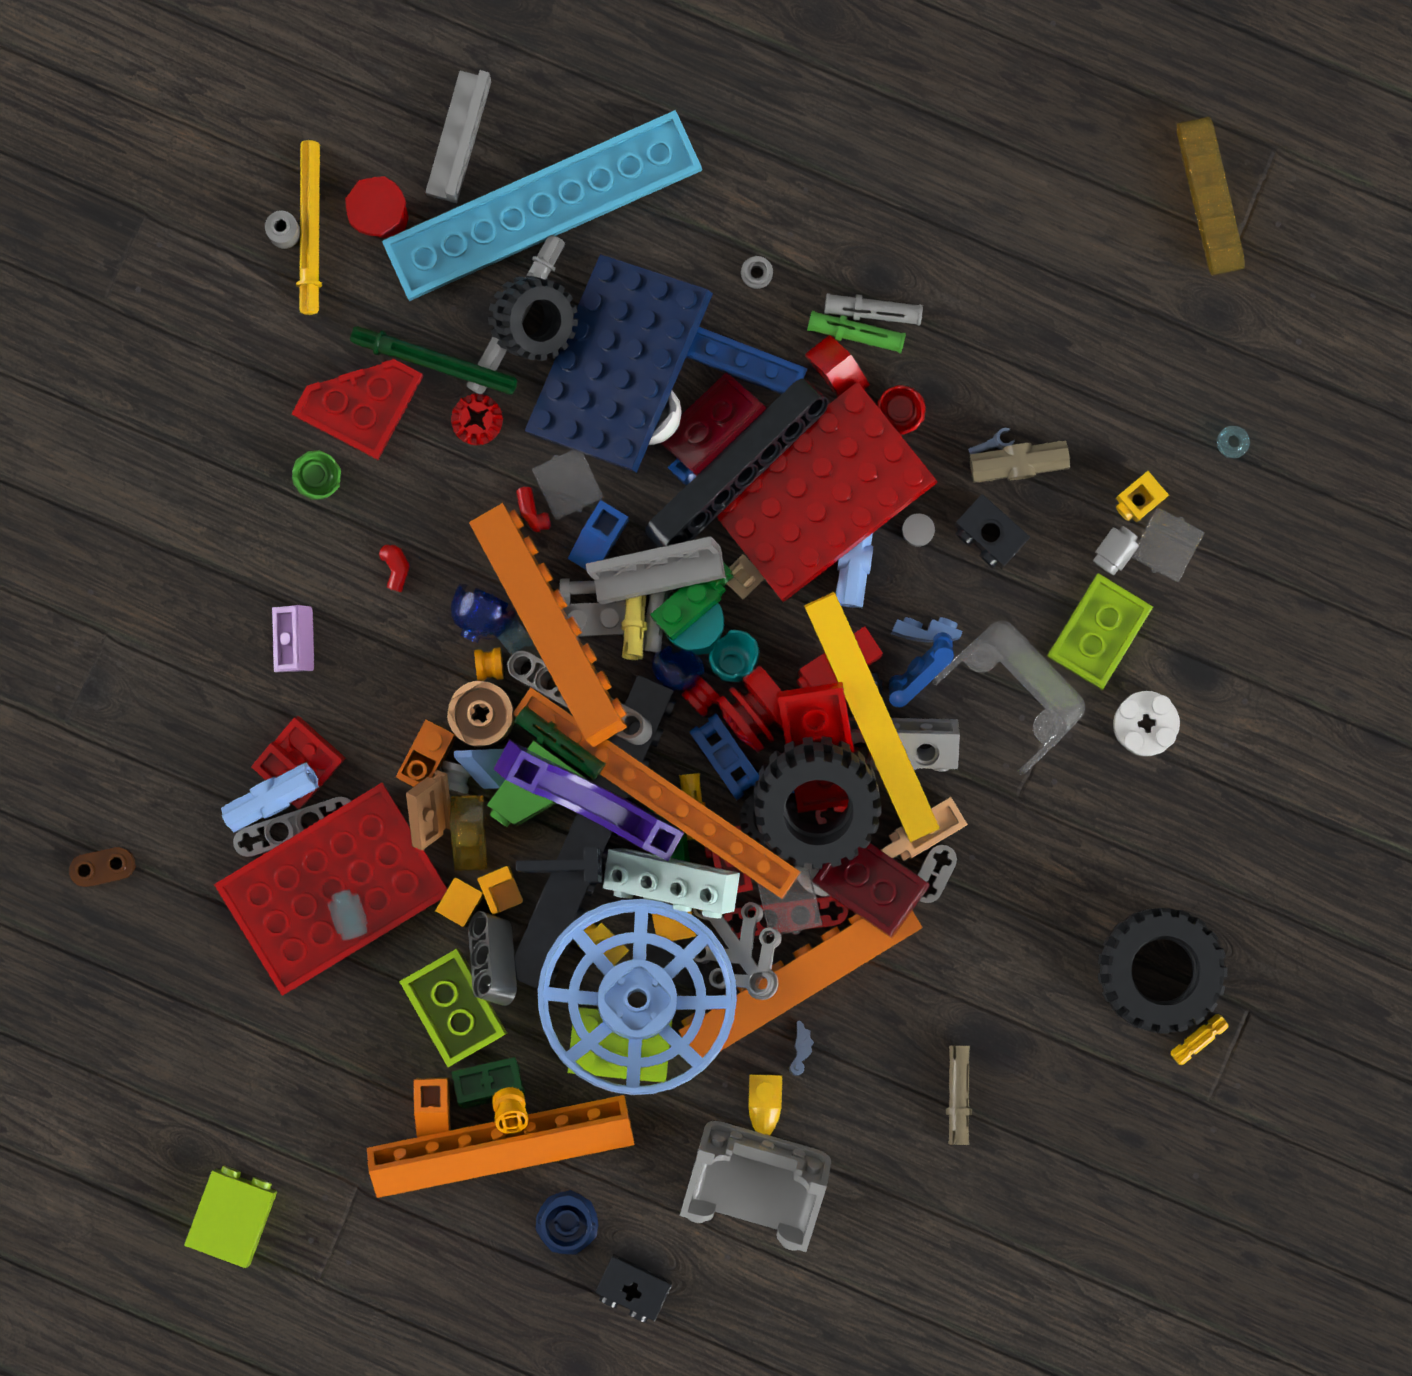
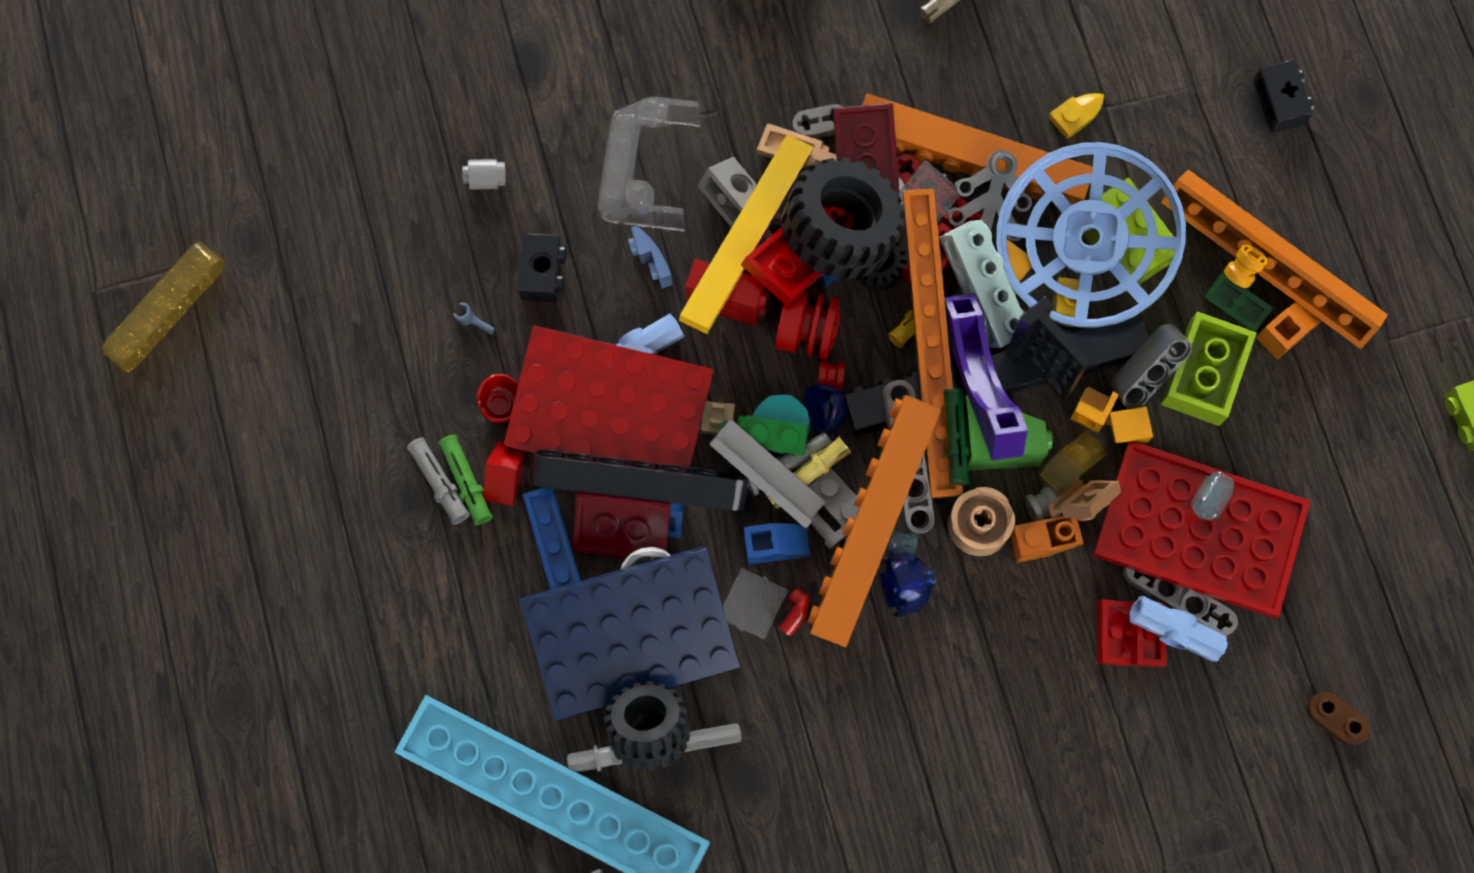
camera: 125 degrees left, 10 degrees down
(293, 638) = (1044, 715): lavender slope -> none
(316, 475) = (906, 798): bright green hair -> none
(360, 405) = (823, 810): red plate -> none
(398, 565) = (921, 679): red arm -> none
(431, 359) = (744, 787): dark green axle -> none
(474, 434) = (767, 725): red gear -> none
(480, 766) = (1012, 480): medium blue slope -> none
(489, 664) = (938, 548): light orange wheel -> none
(567, 1222) = (1279, 177): dark blue hat -> none
(725, 756) = (859, 326): blue plate -> none
(734, 656) = (782, 373): teal hair -> none
(756, 262) = (472, 581): light grey plate -> none
(757, 1182) = (1132, 69): light grey windscreen -> none
(803, 1047) = (1016, 117): sand blue piece -> none
(918, 530) = (580, 321): light grey tile -> none
(921, 671) = (683, 233): blue plate -> none
(1019, 461) = (472, 288): dark tan piece -> none
(1099, 631) = (553, 144): lime tile -> none
(1148, 489) = (427, 177): yellow brick -> none
(1161, 735) = (593, 48): white plate -> none
(1167, 544) = (451, 146): clear piece -> none
(1224, 447) = (345, 162): clear light blue plate -> none

